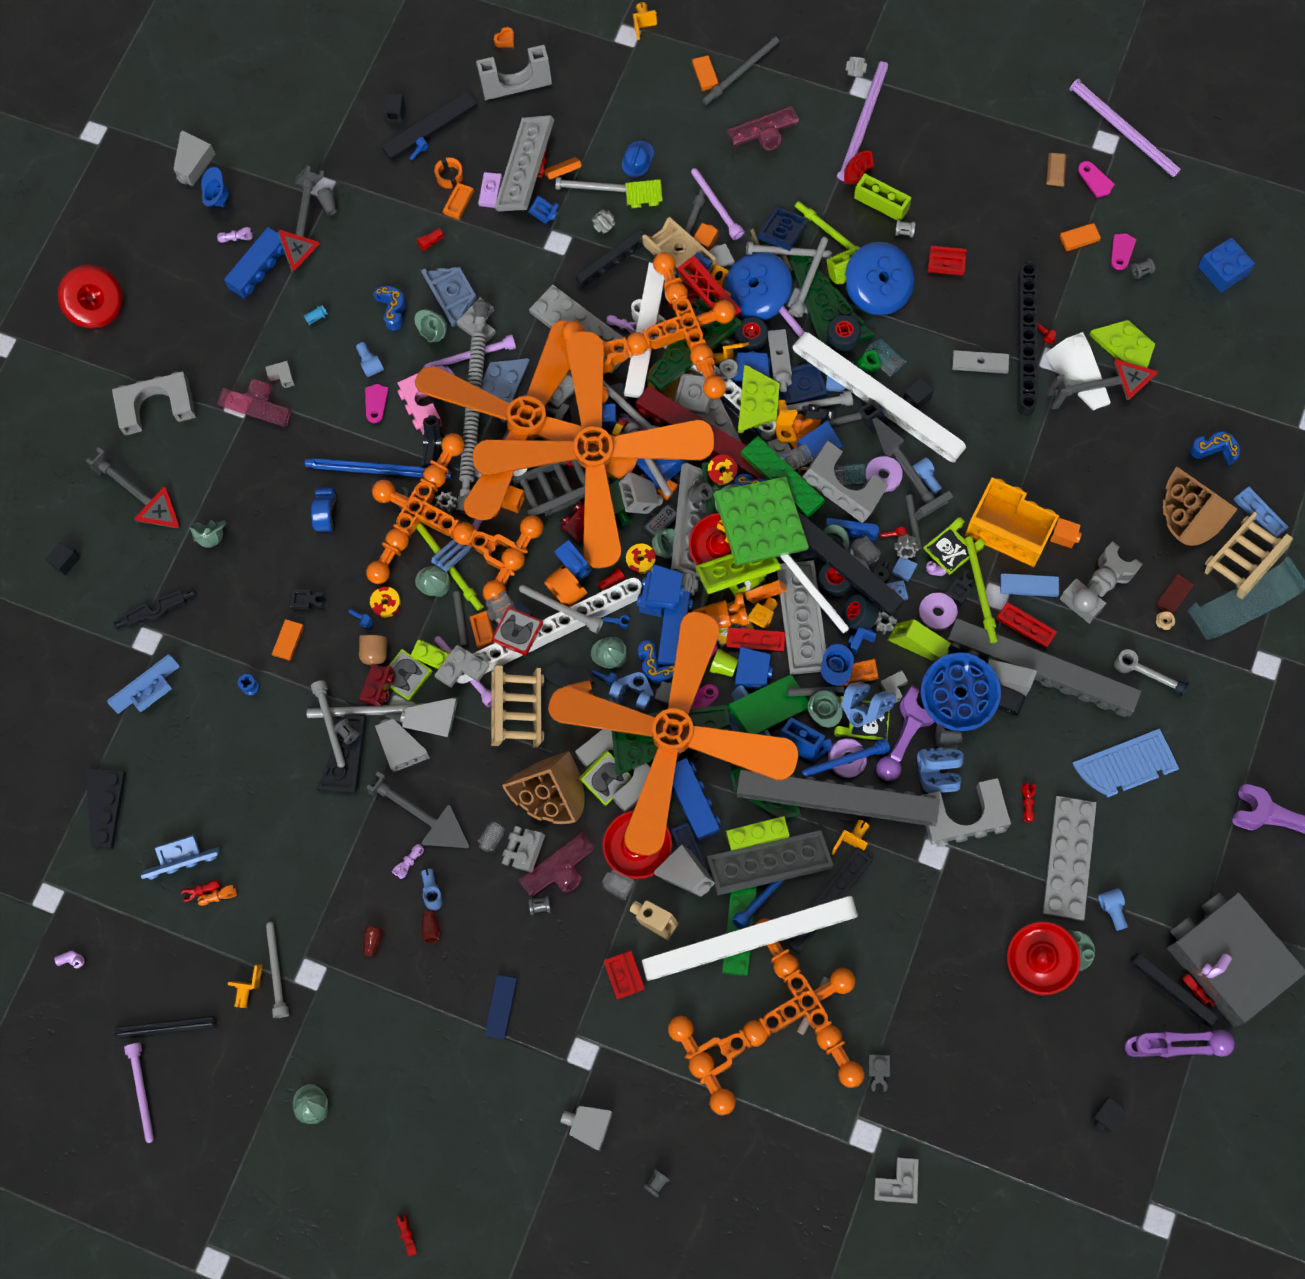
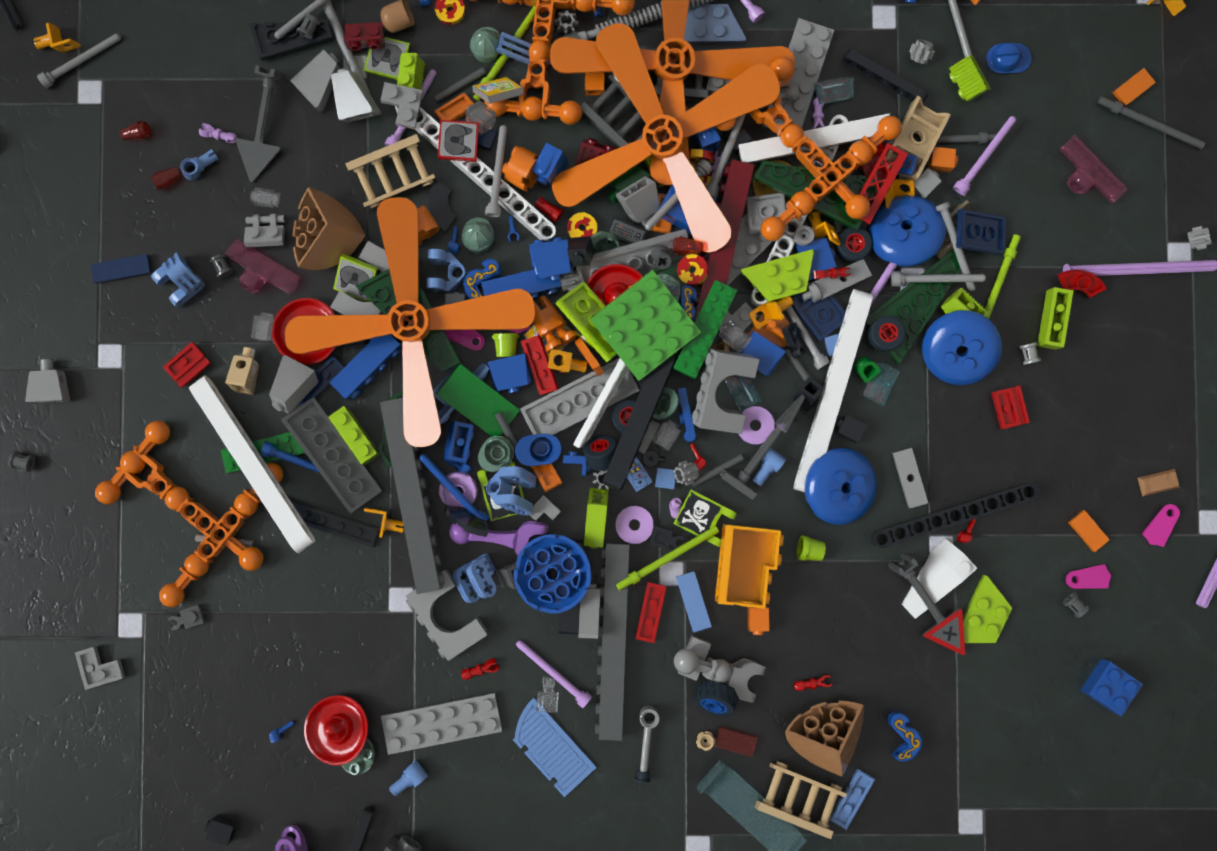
camera: 65 degrees right, 15 degrees up
(484, 581) = (498, 90): none -> tile
(532, 941) = (180, 273): none -> medium blue piece
(606, 302) = (834, 90): none -> clear light blue slope
(667, 558) = (581, 251): none -> black brick
(699, 466) = (686, 246): none -> clear red cone
(771, 358) = (832, 273): none -> red piece
(886, 751) = (467, 521): none -> black tile
(956, 427) = (825, 484): none -> blue brick
(1015, 466) = (810, 549): none -> lime piece
(1027, 1026) = (275, 734): none -> blue hand
(1077, 747) = (547, 699): none -> clear plate
(1088, 716) = (581, 696): none -> lavender piece
(1129, 592) = (716, 699): none -> black wheel
(1141, 508) = (812, 683): none -> red piece

